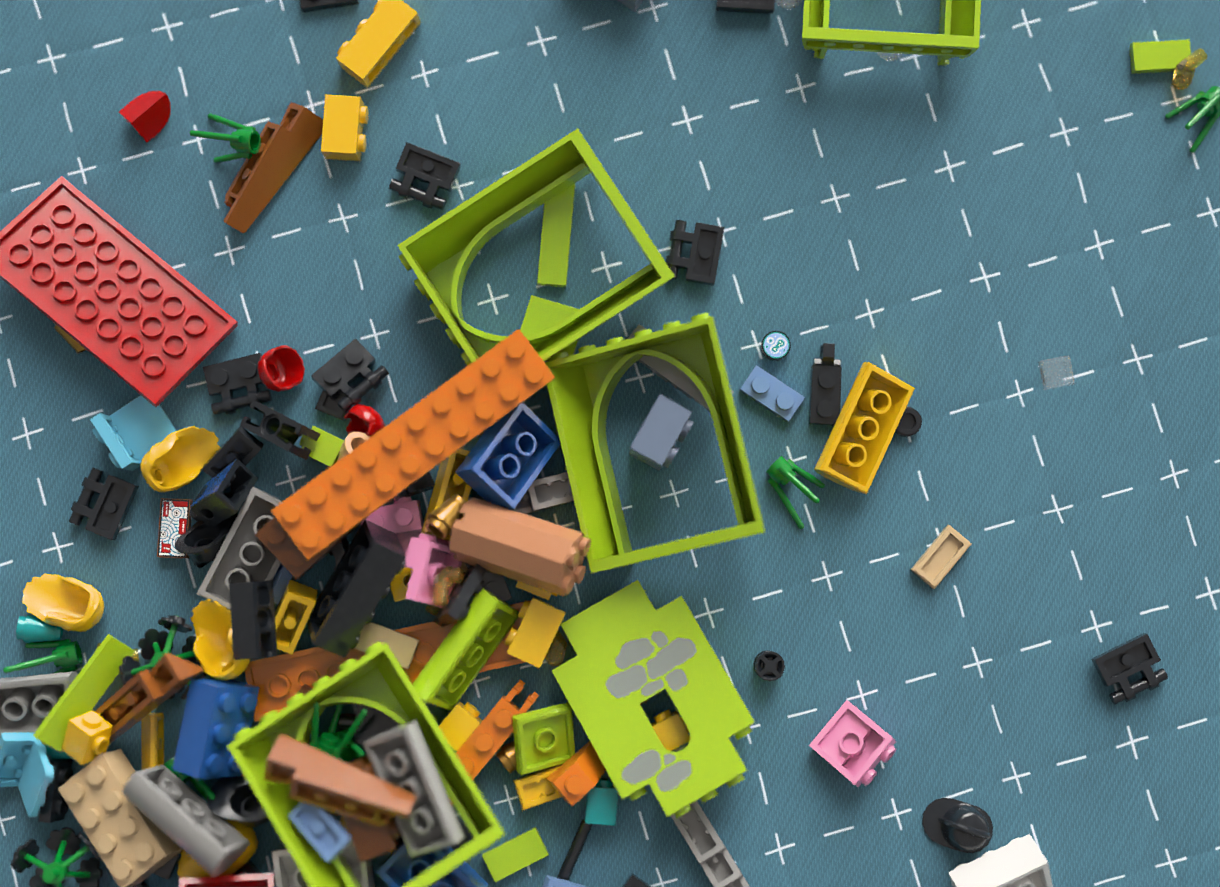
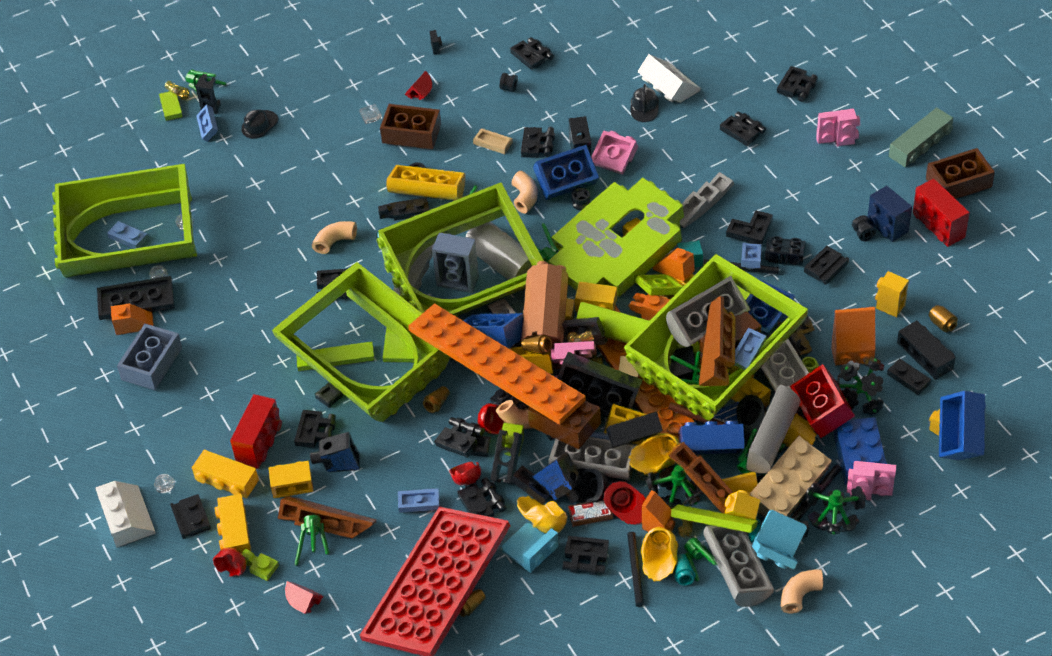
camera: 100 degrees left, 35 degrees down
(66, 565) = (638, 593): none -> black bar
(125, 616) = (656, 513): none -> orange slope
(166, 579) = (624, 502): none -> red piece
(216, 69) = (261, 566): none -> lime plate
(224, 27) = (230, 560): none -> red hair
(259, 296) = (418, 500): none -> medium blue plate
(285, 38) = (232, 523): none -> yellow brick
(361, 197) = (337, 453): none -> black torso
(427, 88) = (256, 431): none -> red brick
(430, 357) = (436, 399): none -> pearl gold cone
(657, 583) = (547, 253): none -> green plant
(689, 512) = (499, 250): none -> light grey brick
(797, 265) = (334, 232): none -> light nougat cylinder
(804, 585) = (527, 189): none -> light nougat cylinder
(817, 653) = (565, 172): none -> blue brick
(902, 699) = (576, 126): none -> black torso
(921, 619) = (532, 142): none -> black plate
(996, 428) = (410, 126): none -> reddish brown brick
(1065, 612) = (508, 82): none -> black wheel
(1083, 192) = (258, 123): none -> black piece
(1092, 107) = (207, 123): none -> medium blue plate
(1095, 465) = (421, 87): none -> red brick
(1157, 108) = (206, 93): none -> black hinge
(1196, 512) = (436, 42): none -> black plate

